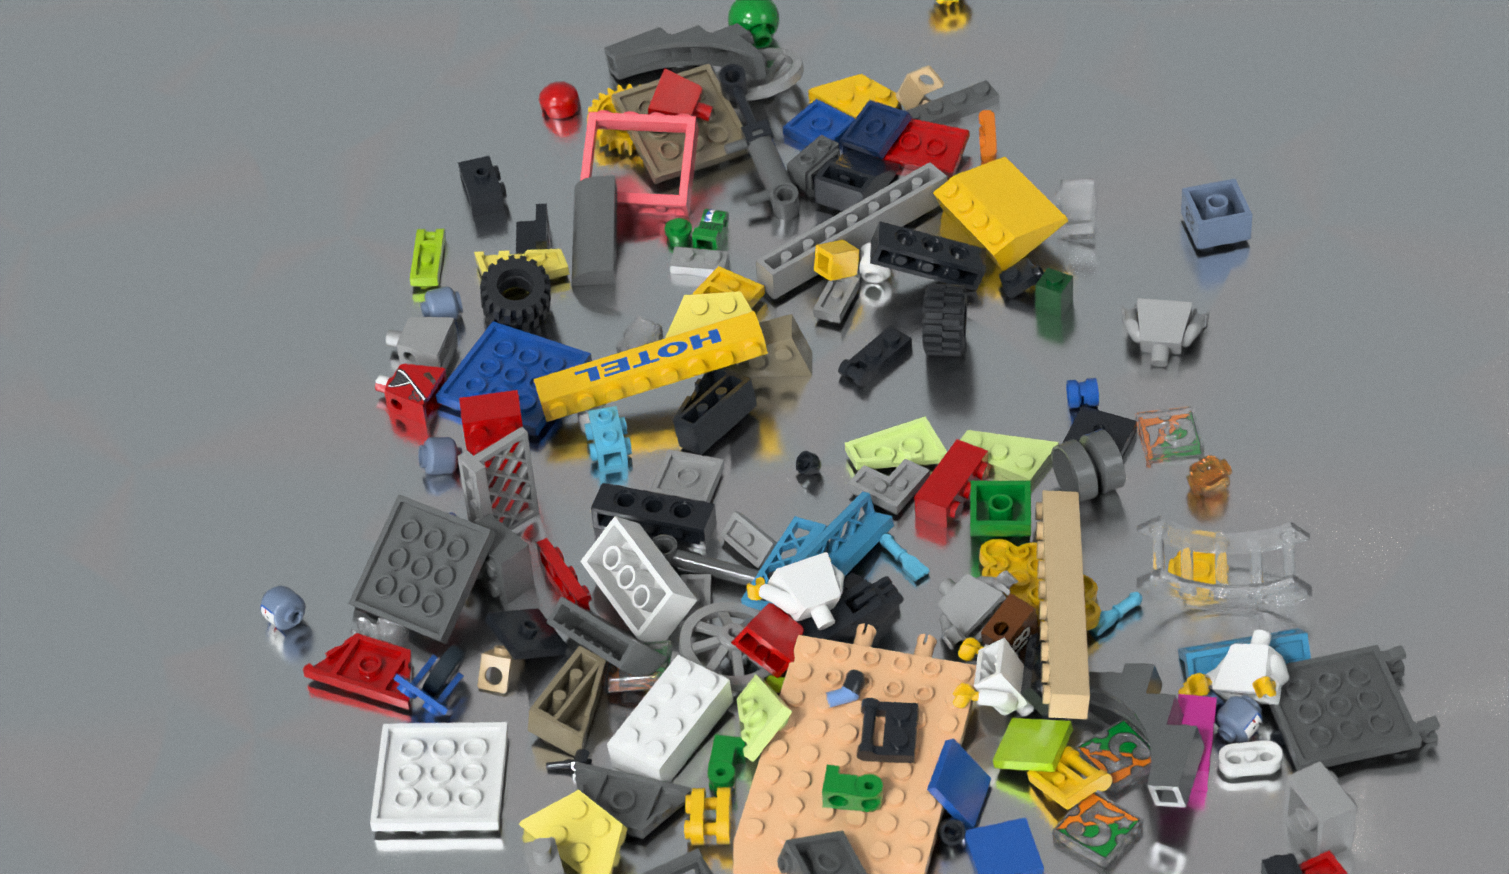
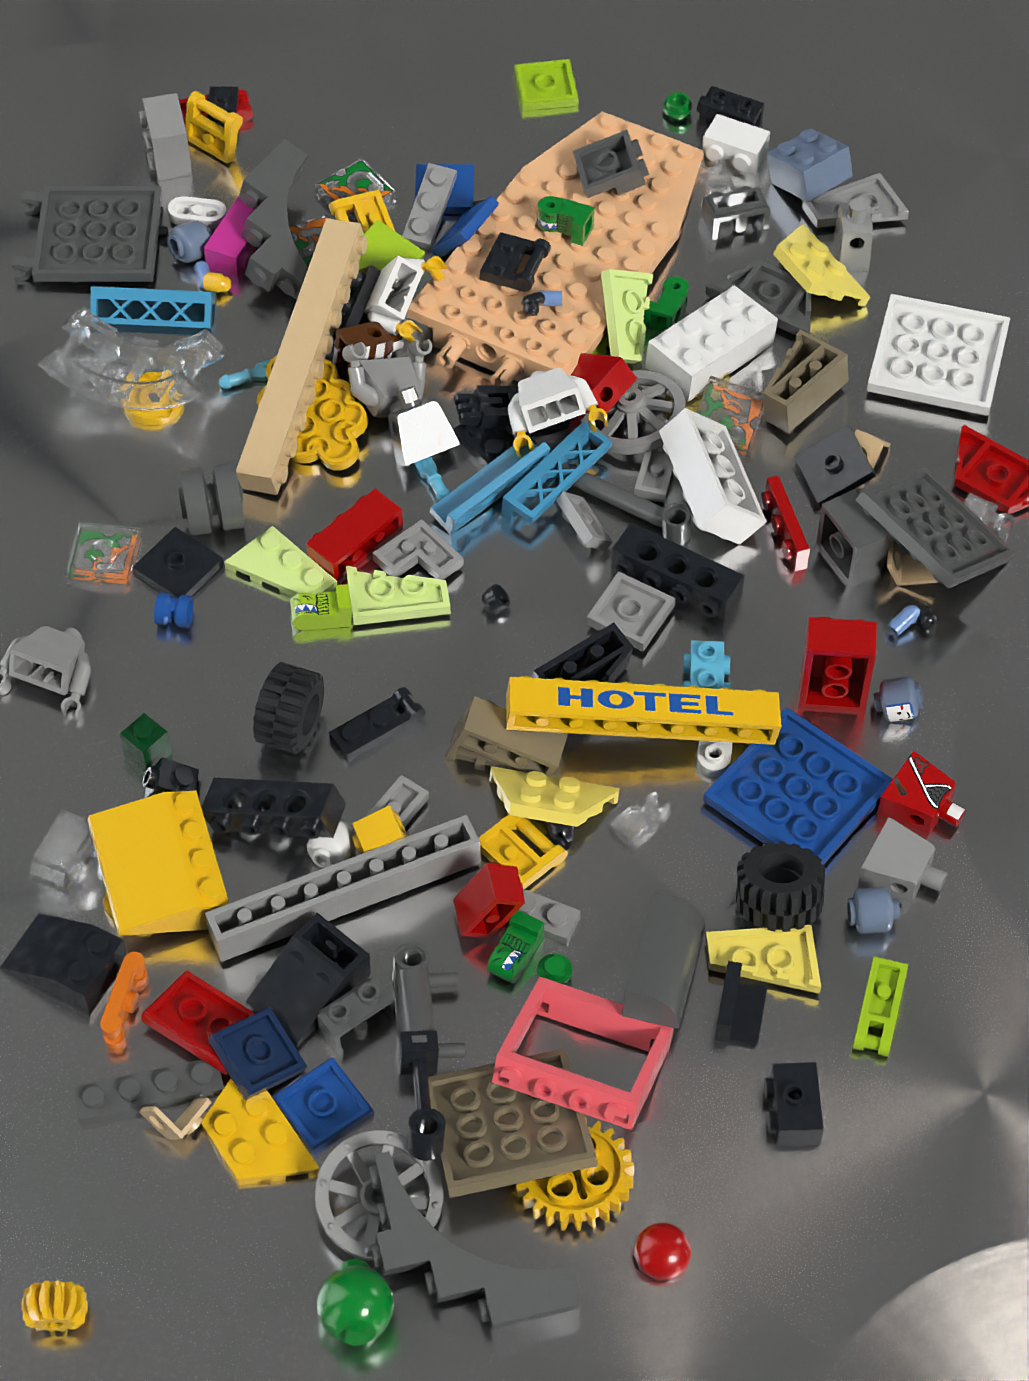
camera: 170 degrees left, 10 degrees up
(443, 672) = (943, 414): plate -> none
(477, 477) = (865, 572): light grey fence -> none
(604, 639) = (757, 424): dark grey brick -> none
(679, 96) = (513, 1116): red torso -> none
(697, 807) = (707, 253): yellow brick -> none
(737, 235) = (489, 900): none -> red brick
(929, 567) = (419, 428): none -> torso
(954, 422) = (322, 609): none -> lime leg
(1000, 509) = (322, 471): green brick -> none
(1008, 813) = (430, 205): none -> light grey plate
(1045, 154) = (67, 960): none -> black slope
(1209, 476) = (92, 480): clear orange head -> none
(1246, 670) = (164, 256): white torso -> none
(1269, 838) = (206, 133): none -> yellow plate

